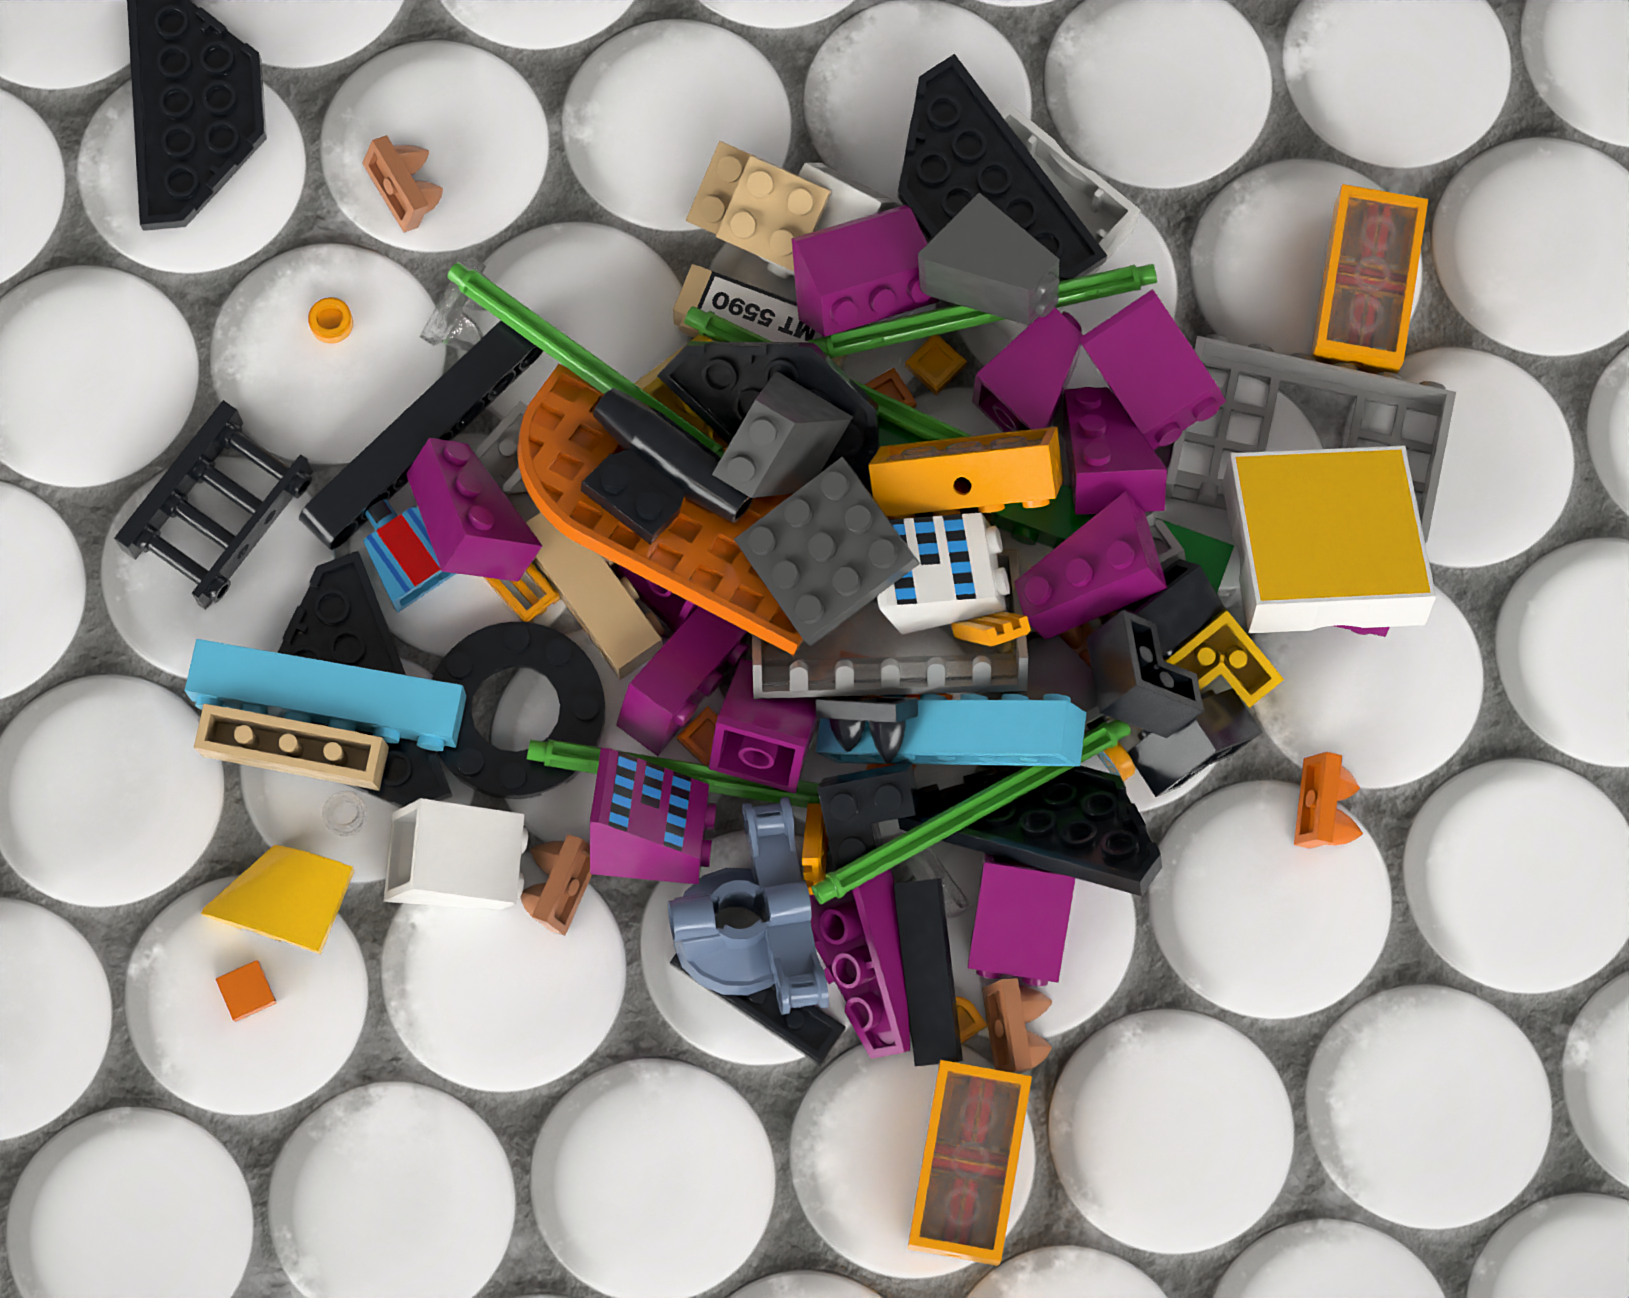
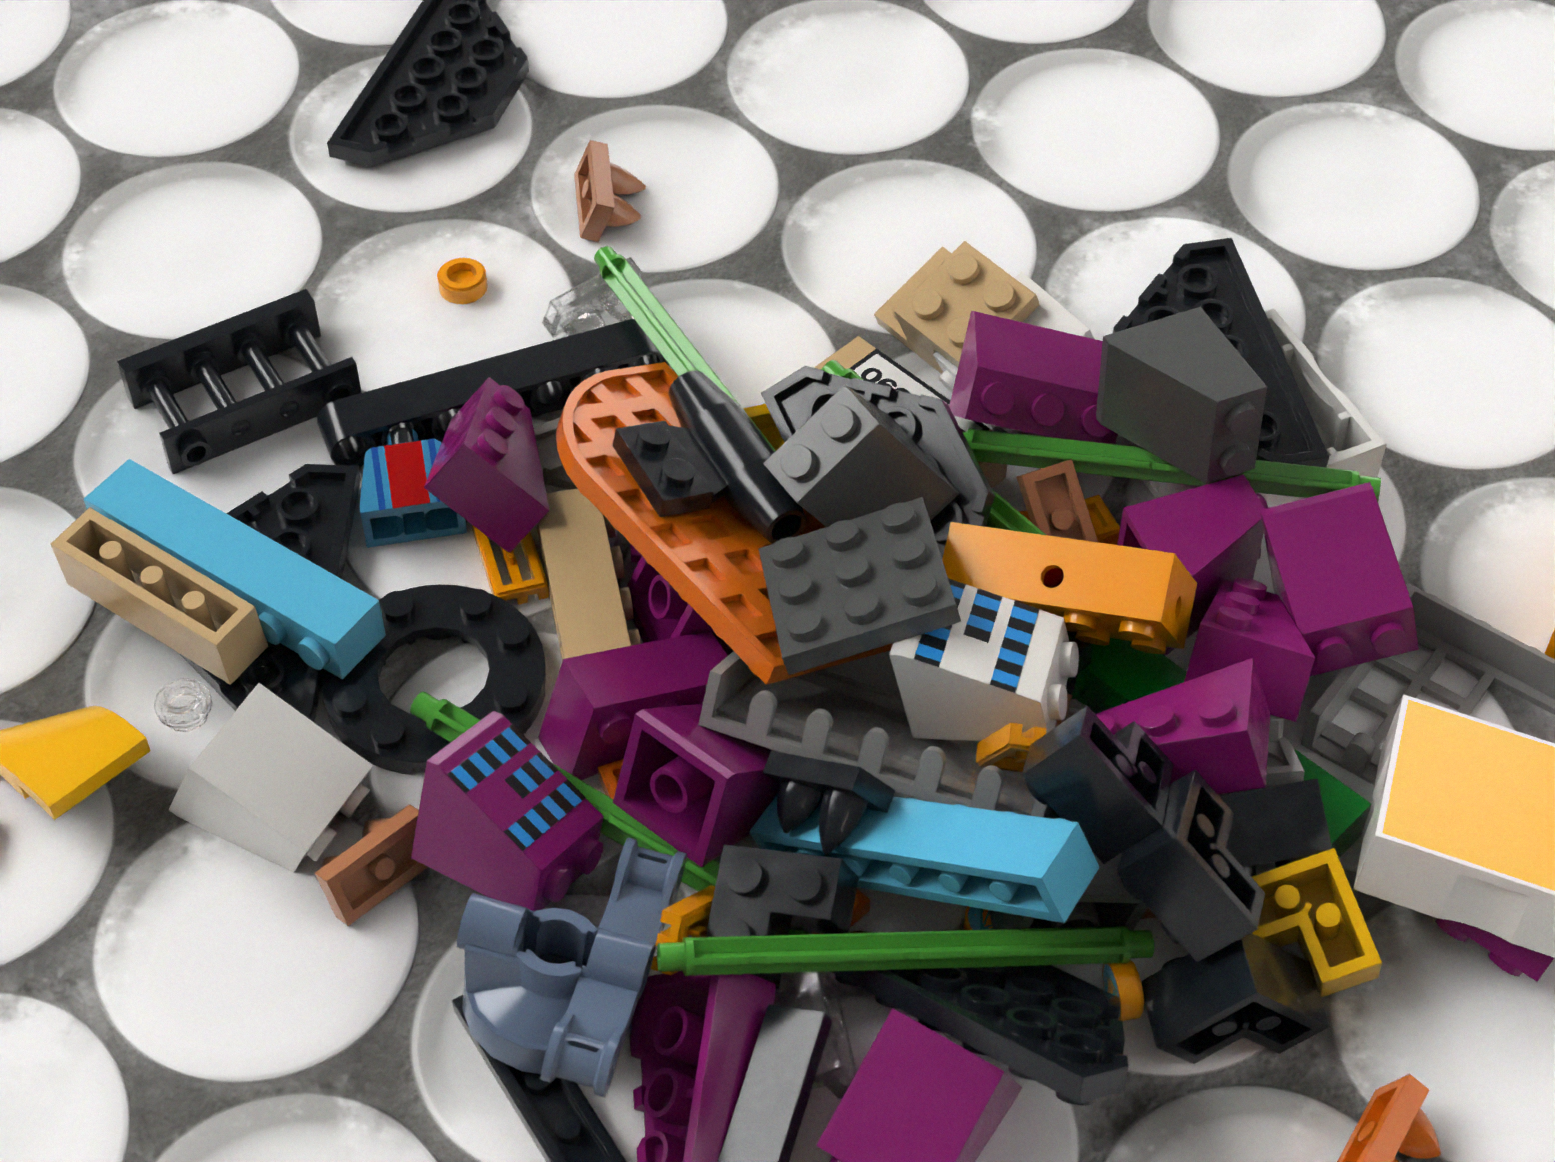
camera: 25 degrees right, 25 degrees down
(923, 382) = (1057, 502): none -> nougat tile
(1065, 646) = (1101, 780): none -> black brick

